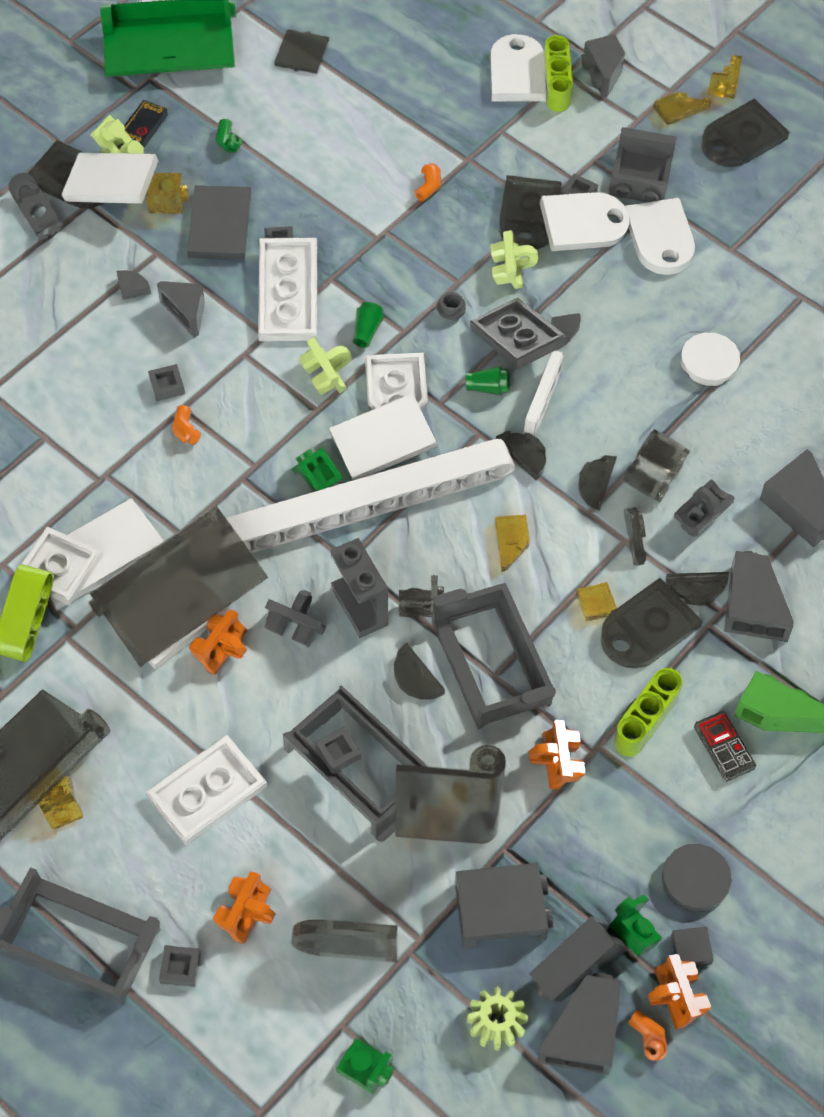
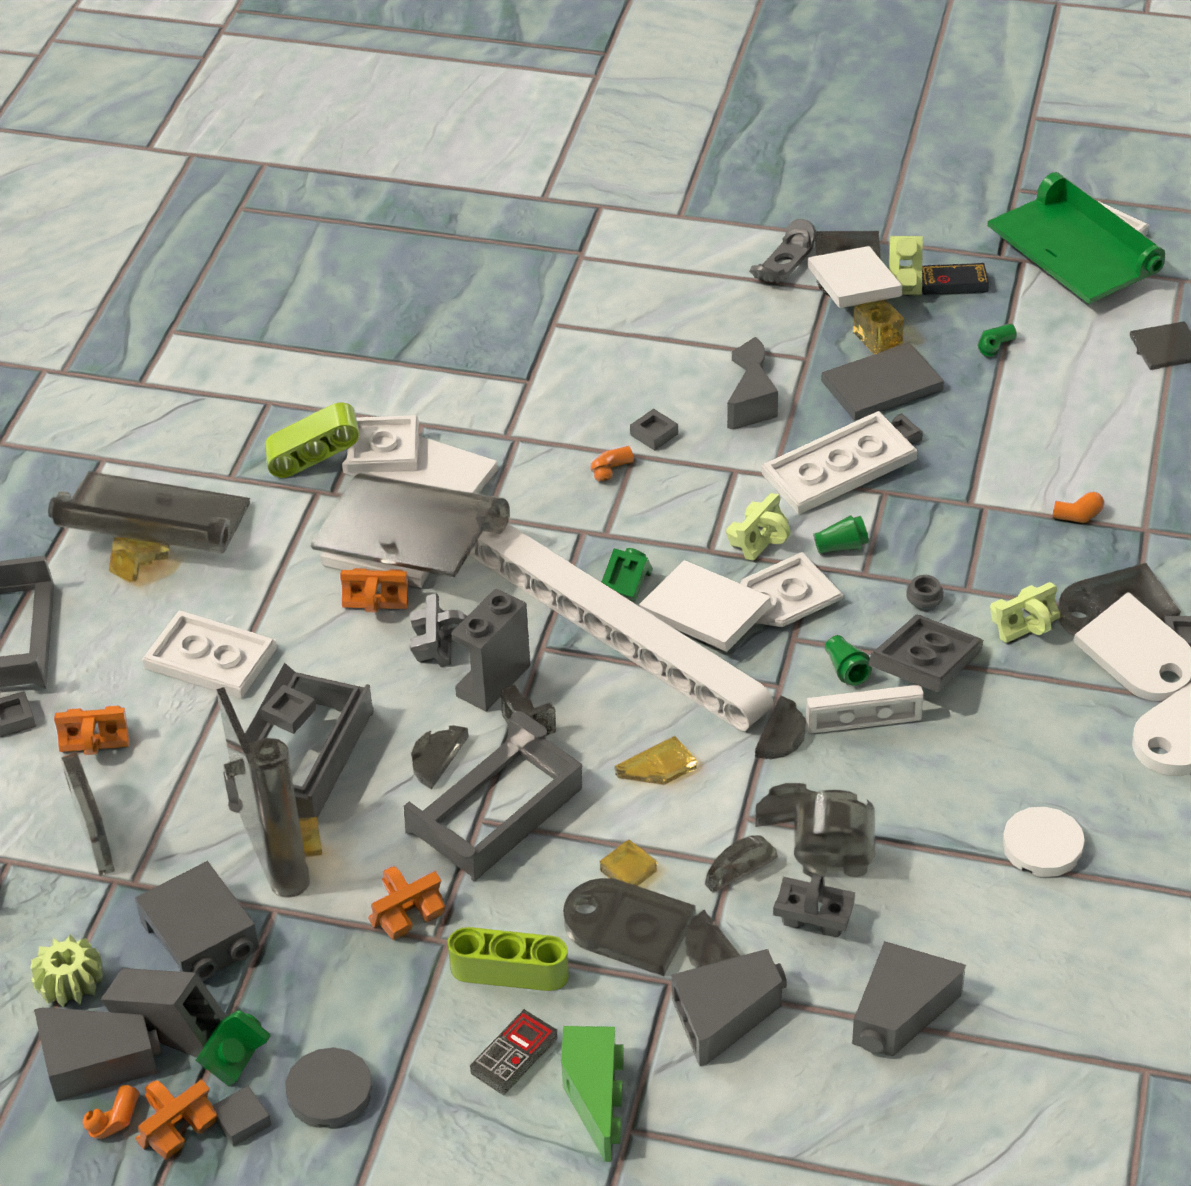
camera: 65 degrees right, 15 degrees down
(567, 324) = (978, 696): dark grey tile -> none

